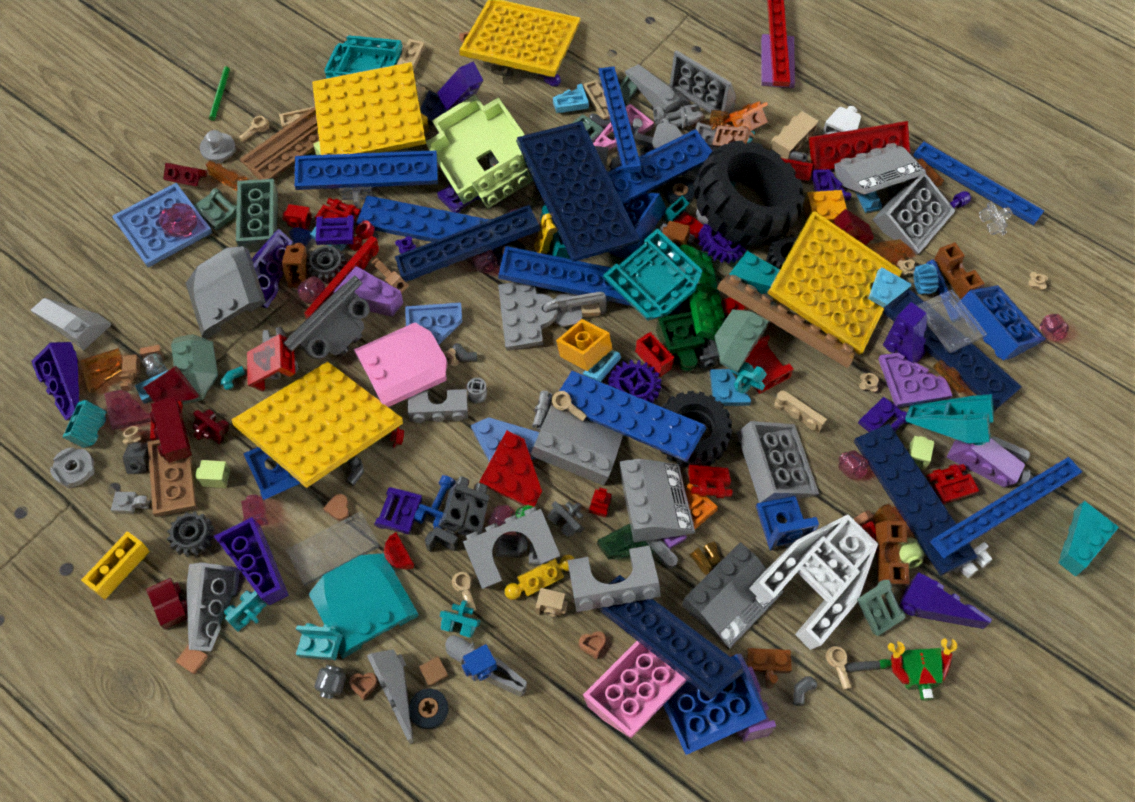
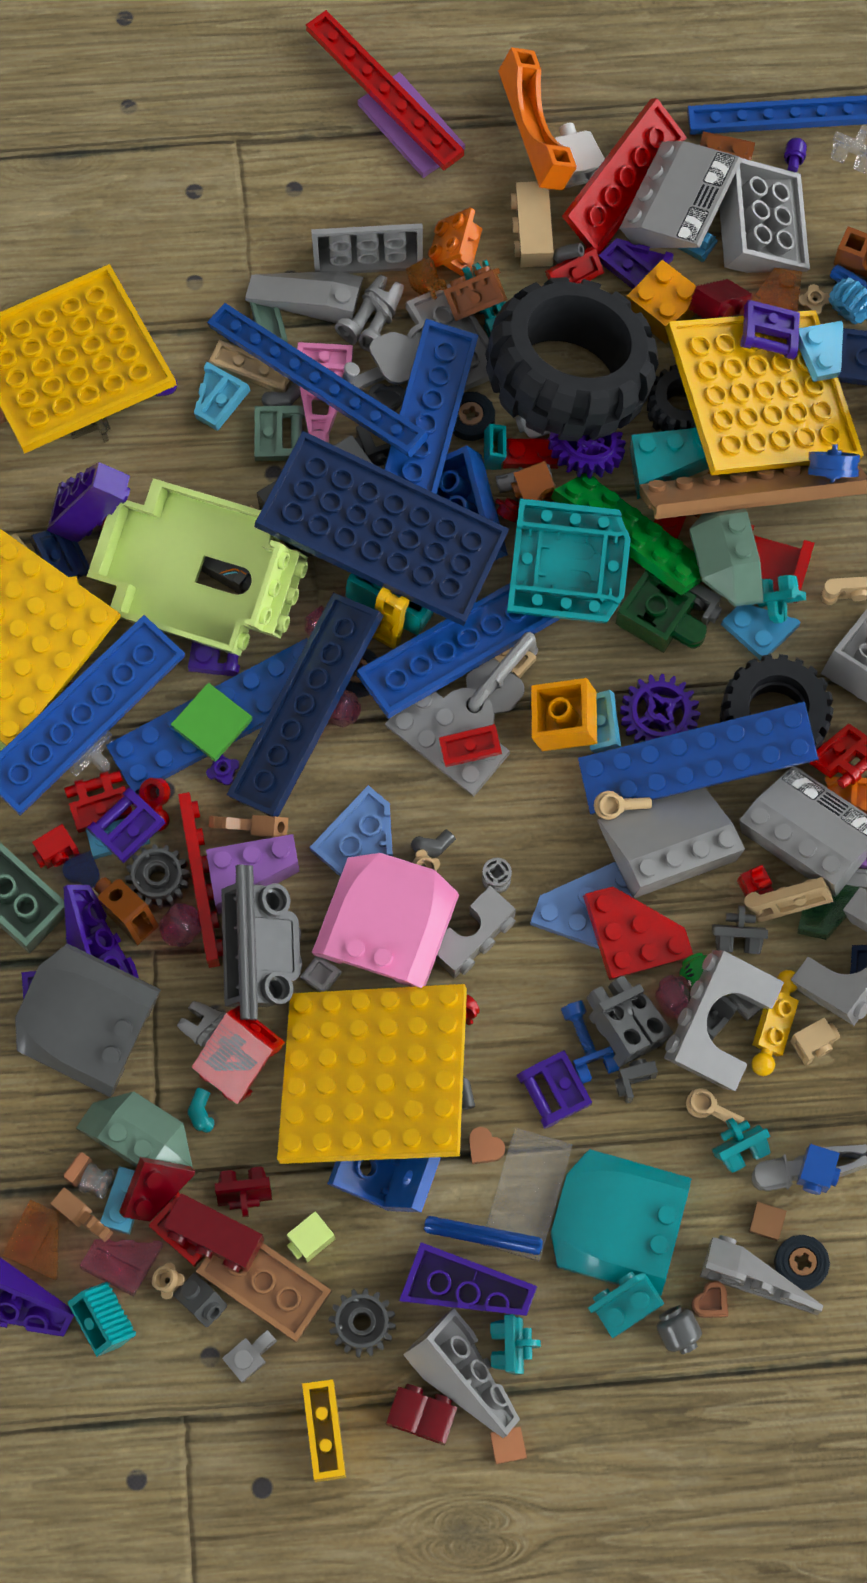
camera: 40 degrees left, 10 degrees up
(75, 477) = (129, 1363): light grey plate -> none
(259, 509) = (404, 1245): clear pink brick -> none
(289, 546) = (483, 1235): none -> blue axle
(350, 366) = (320, 974): none -> light grey tile
(396, 553) = (601, 1136): red plate -> none
(420, 219) = (211, 722): none -> bright green tile
(524, 321) = (470, 745): none -> red plate
(541, 409) = (588, 833): light grey pin -> none
(607, 521) = (788, 899): none -> tan plate
(654, 353) = (649, 657): red brick -> none
(829, 104) = (522, 83): none -> orange arch
(837, 335) = (833, 464): none -> blue wheel
(871, 254) = (772, 322): none -> dark purple plate

